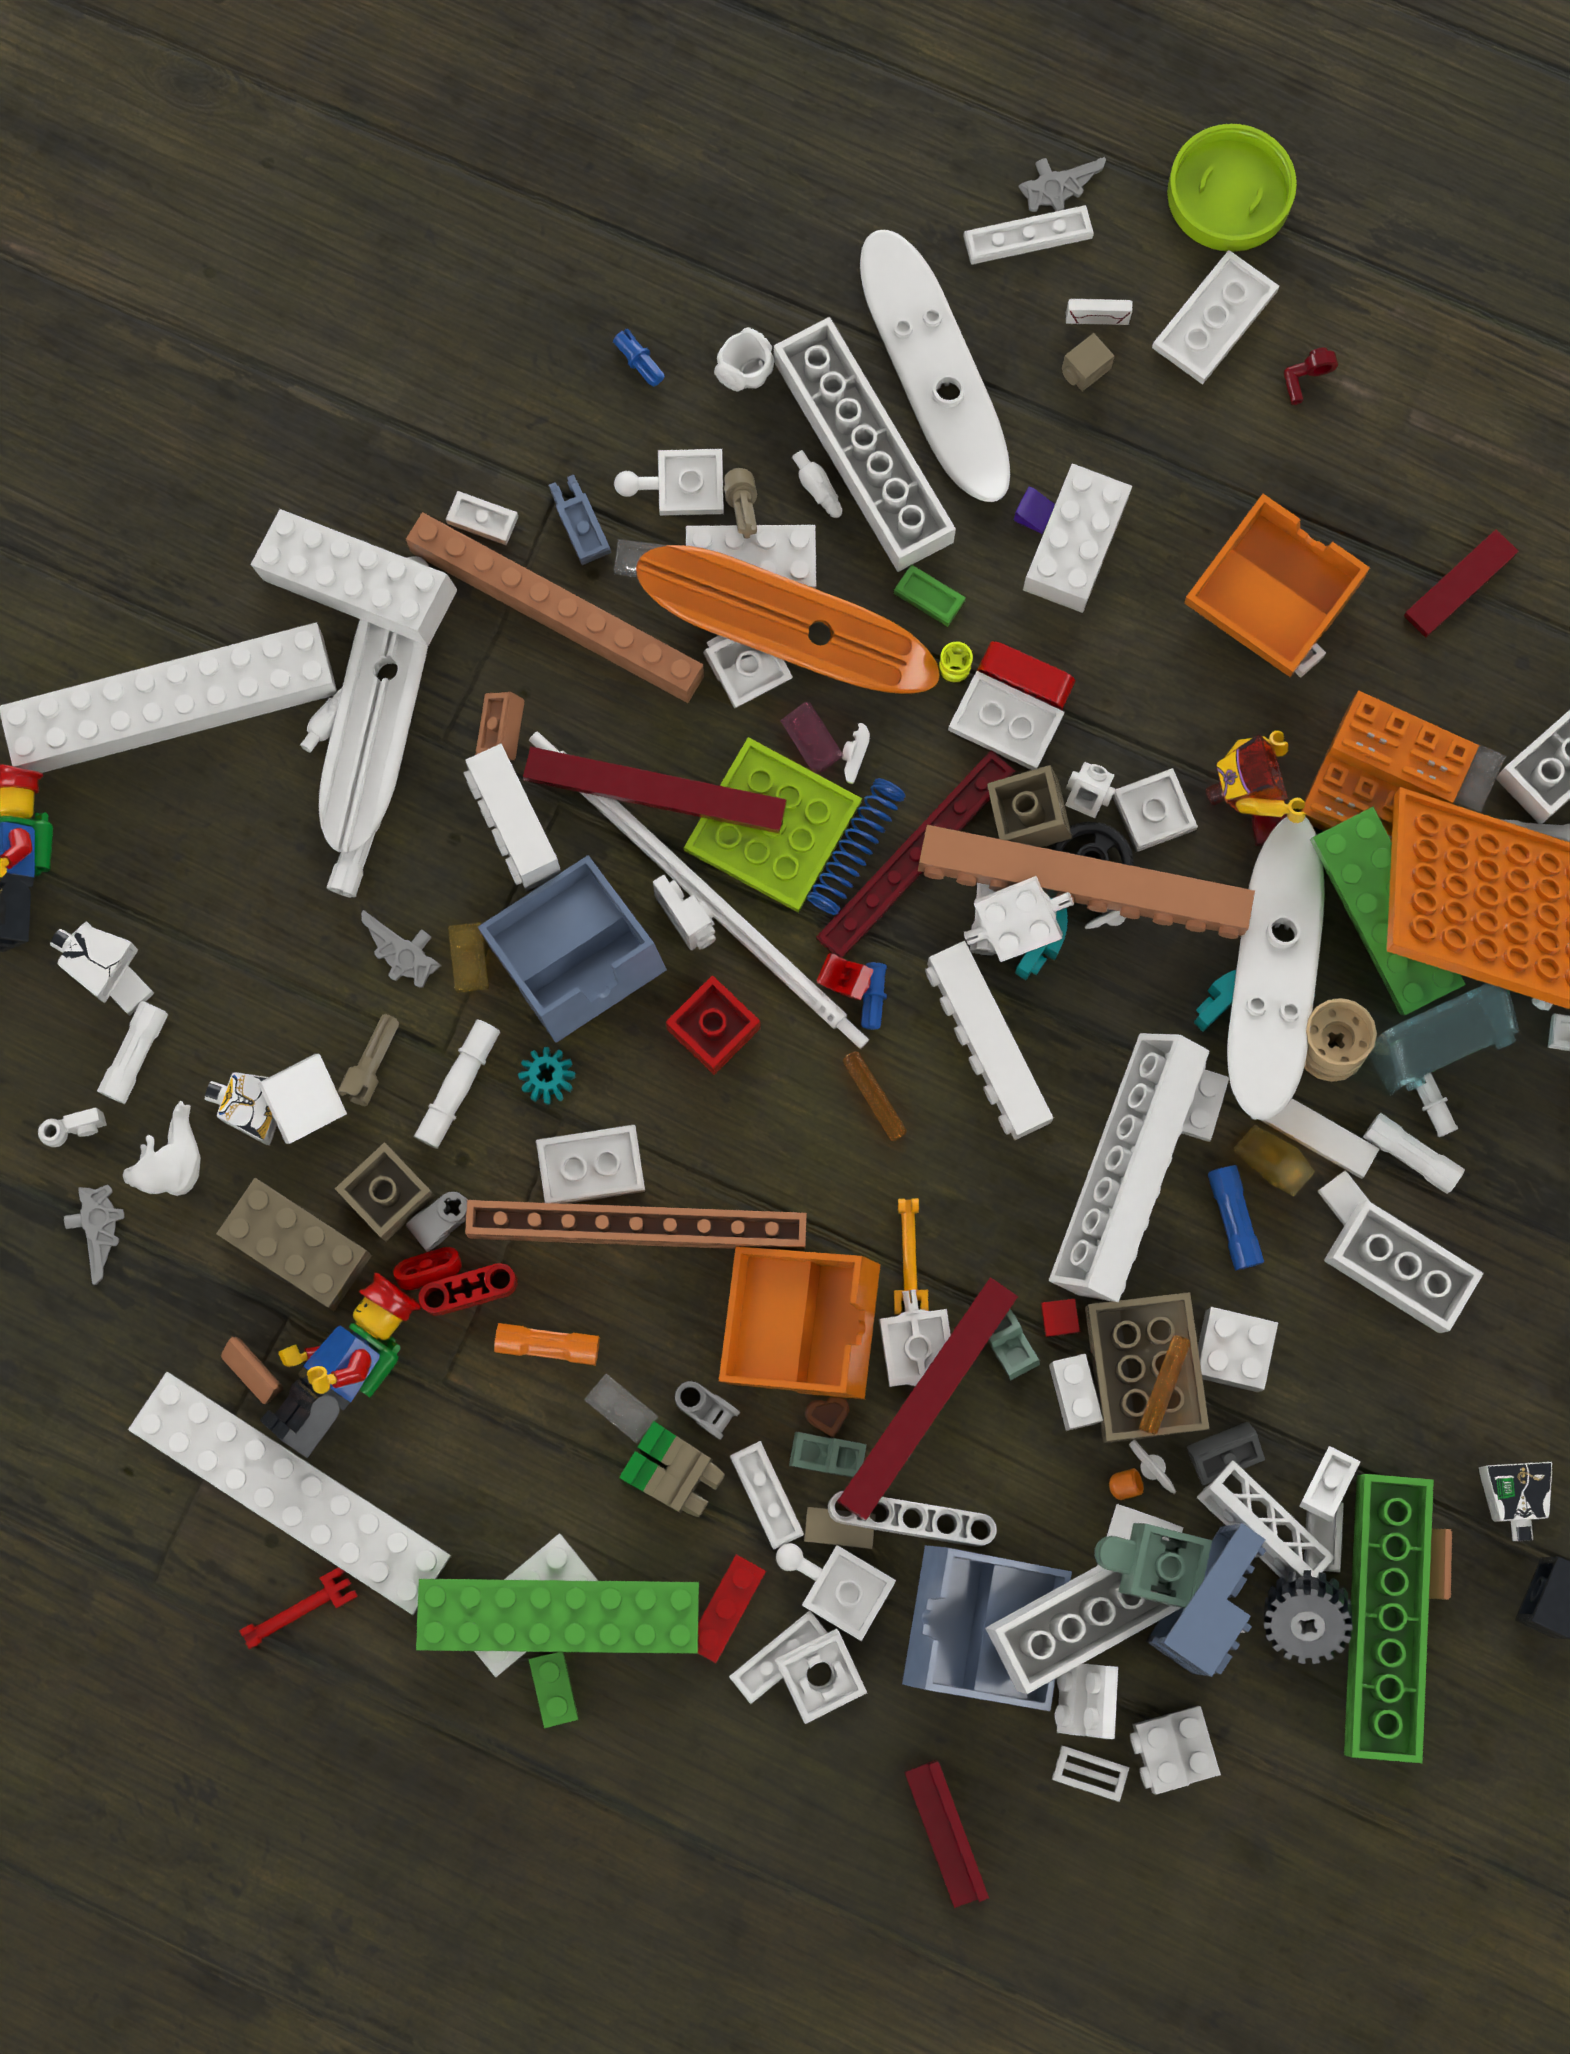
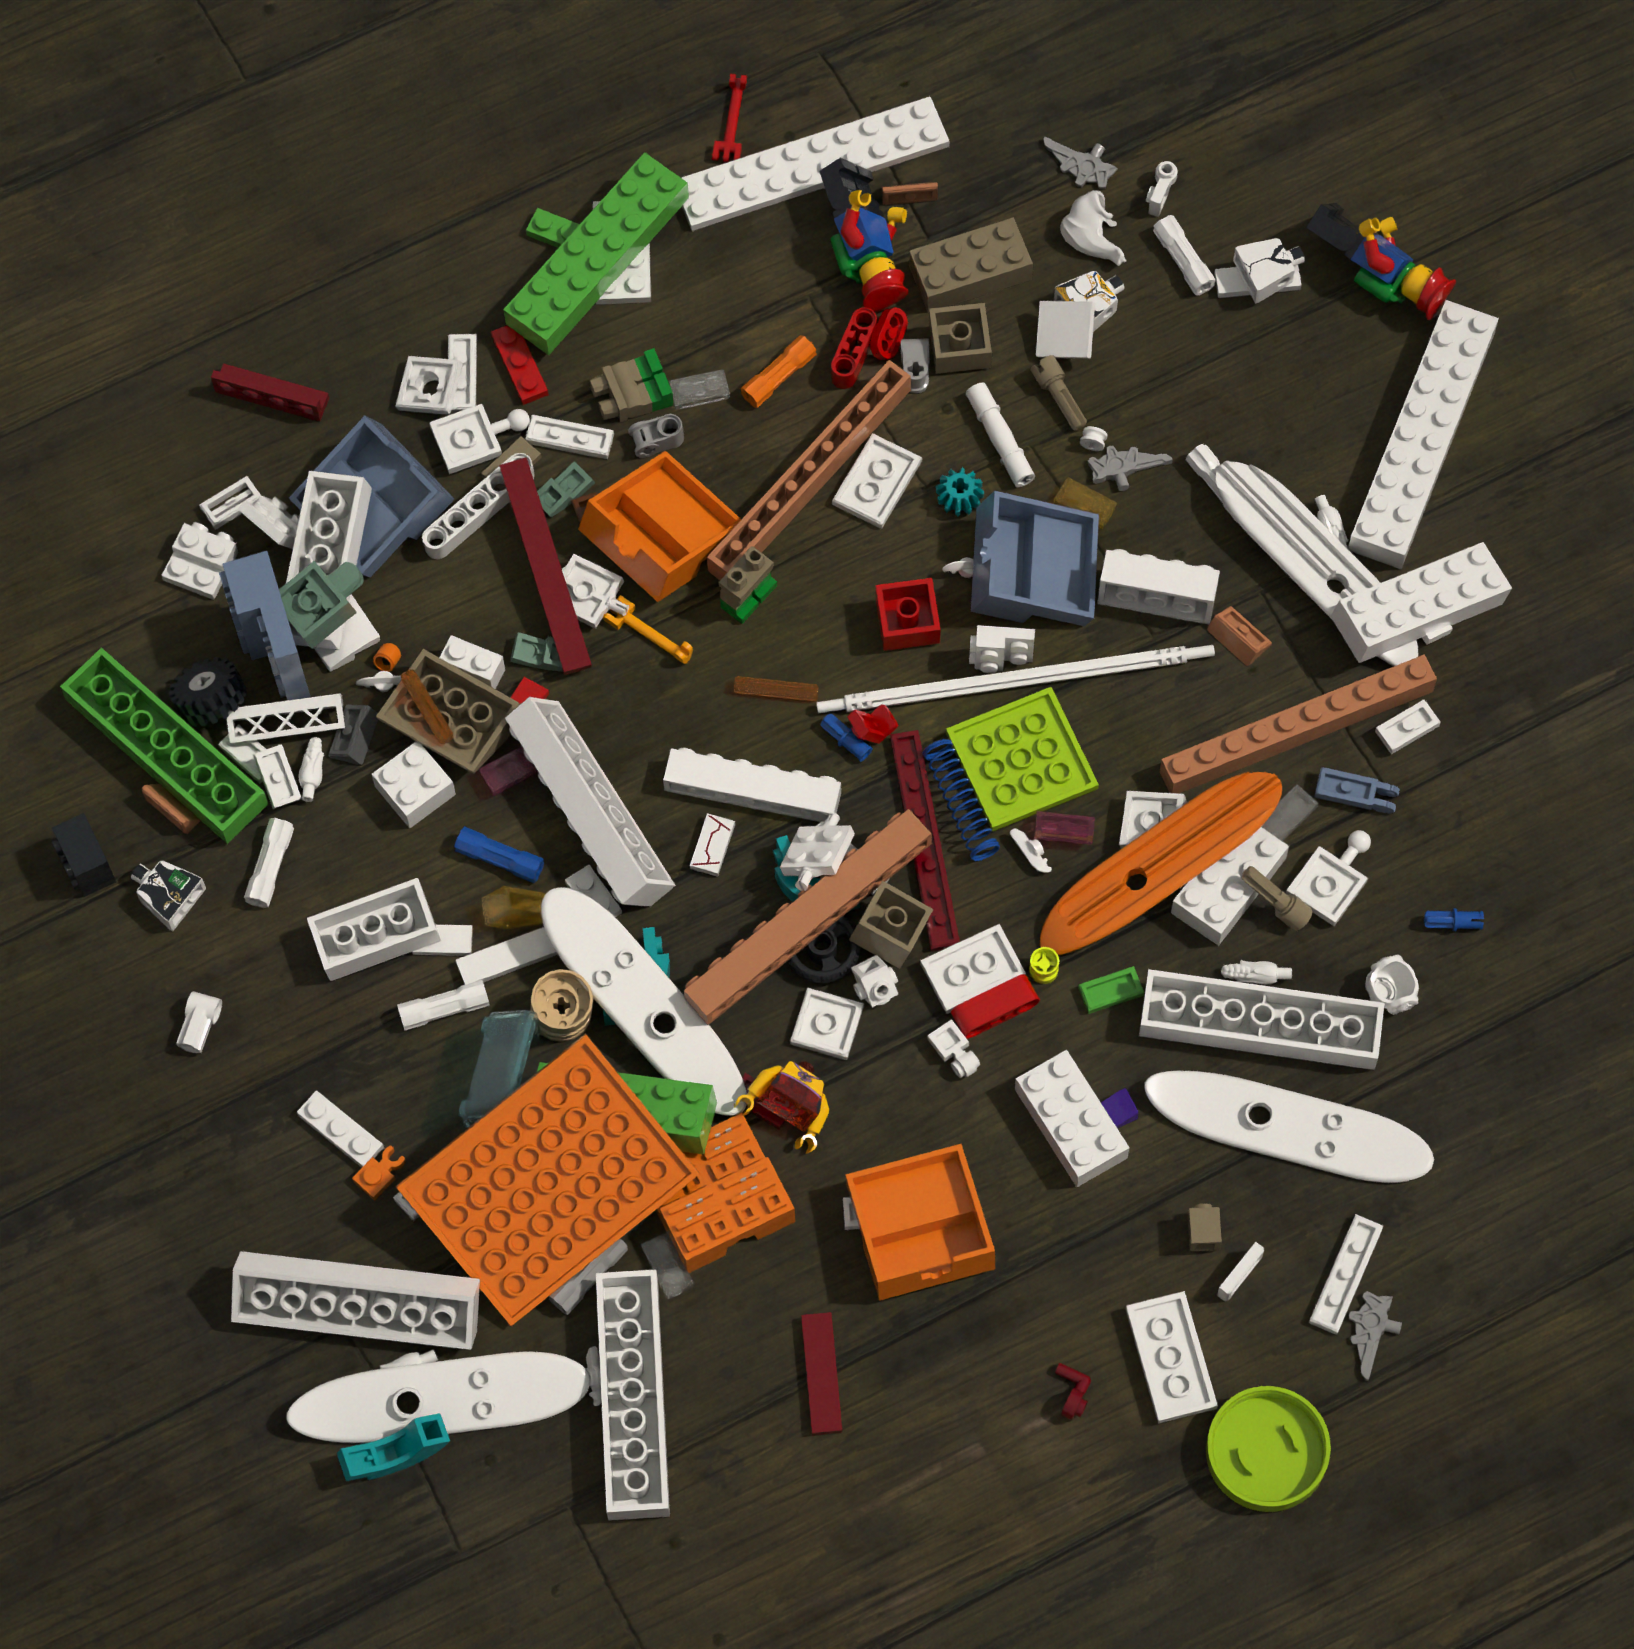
camera: 130 degrees right, 10 degrees down
(397, 994) = (1093, 438): none -> white bush
(619, 1015) = (964, 567): none -> white piece
(654, 790) = (1106, 694): dark red tile -> none
(799, 1189) = (747, 585): none -> dark tan hips
(1070, 1036) = (712, 845): none -> white tile
(1090, 689) = (950, 1043): none -> white plate
(1153, 1276) = (507, 771): none -> clear pink plate
(1293, 1461) = (311, 769): none -> white piece
(1412, 1424) = (263, 879): none -> white axle
(1436, 1107) = (458, 1046): white axle -> none

